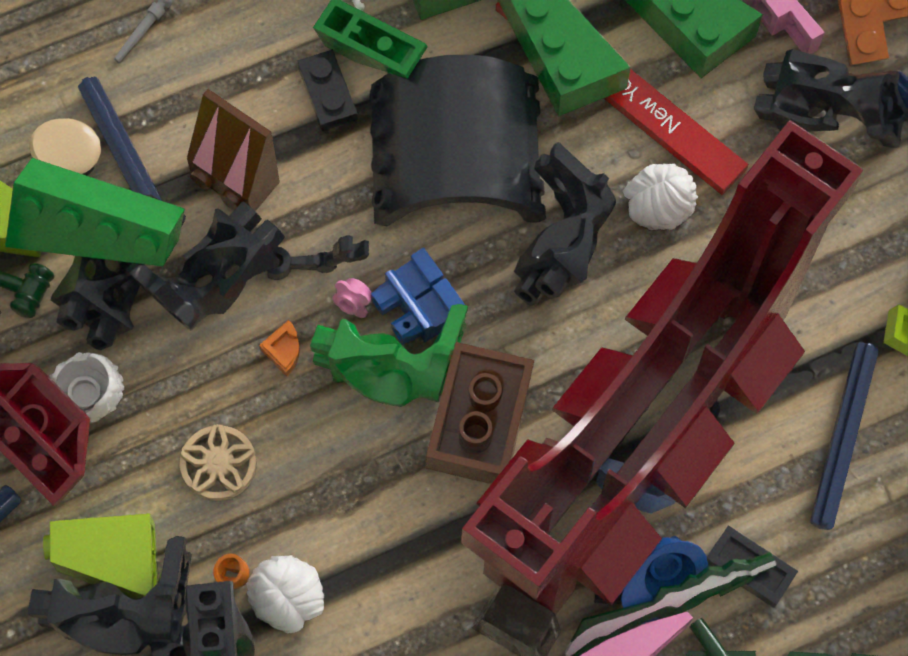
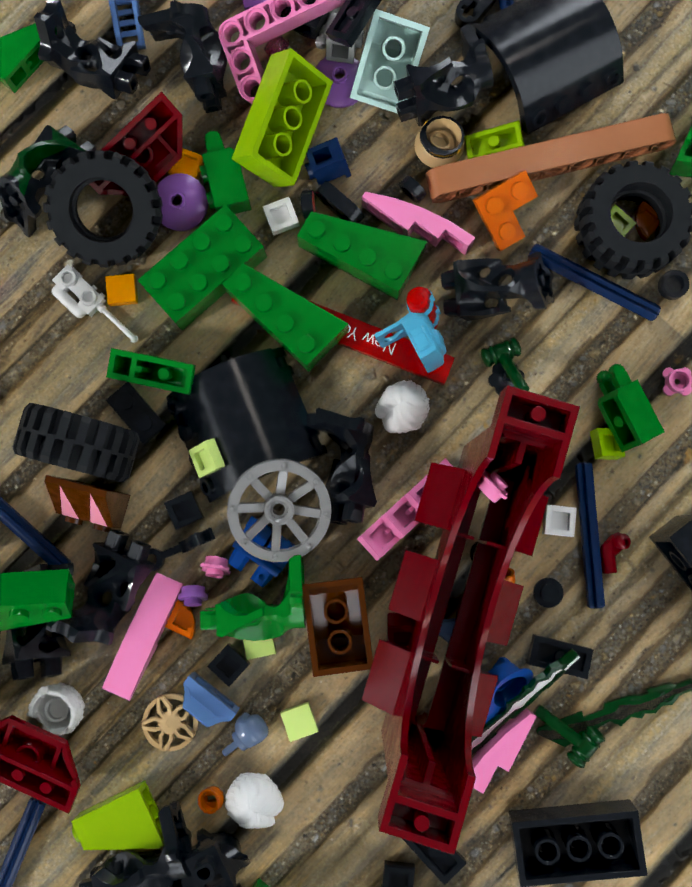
camera: 15 degrees left, 15 degrees up
(227, 343) = (142, 637): none -> bright pink slope
(254, 73) = (76, 442): none -> black tyre
(278, 451) = (206, 702): none -> medium blue slope
(308, 317) = (192, 595): none -> medium lavender plate
(313, 509) = (248, 732): none -> sand blue piece
(321, 418) = (229, 664): none -> black plate
(340, 218) = (184, 510): none -> black plate
(367, 413) = (259, 648): none -> yellowish green tile
(381, 523) = (299, 721): none -> yellowish green tile
(397, 157) = (206, 458): none -> yellowish green tile
(488, 192) = (282, 517): none -> light grey wheel
(594, 327) = (395, 522): none -> bright pink slope
(718, 104) = (420, 327): none -> medium azure piece
(736, 261) = (493, 486): none -> bright pink plate
(764, 484) = (548, 592): none -> black plate
(811, 402) = (559, 521): none -> white plate
(866, 463) = (610, 549): none -> dark red arm

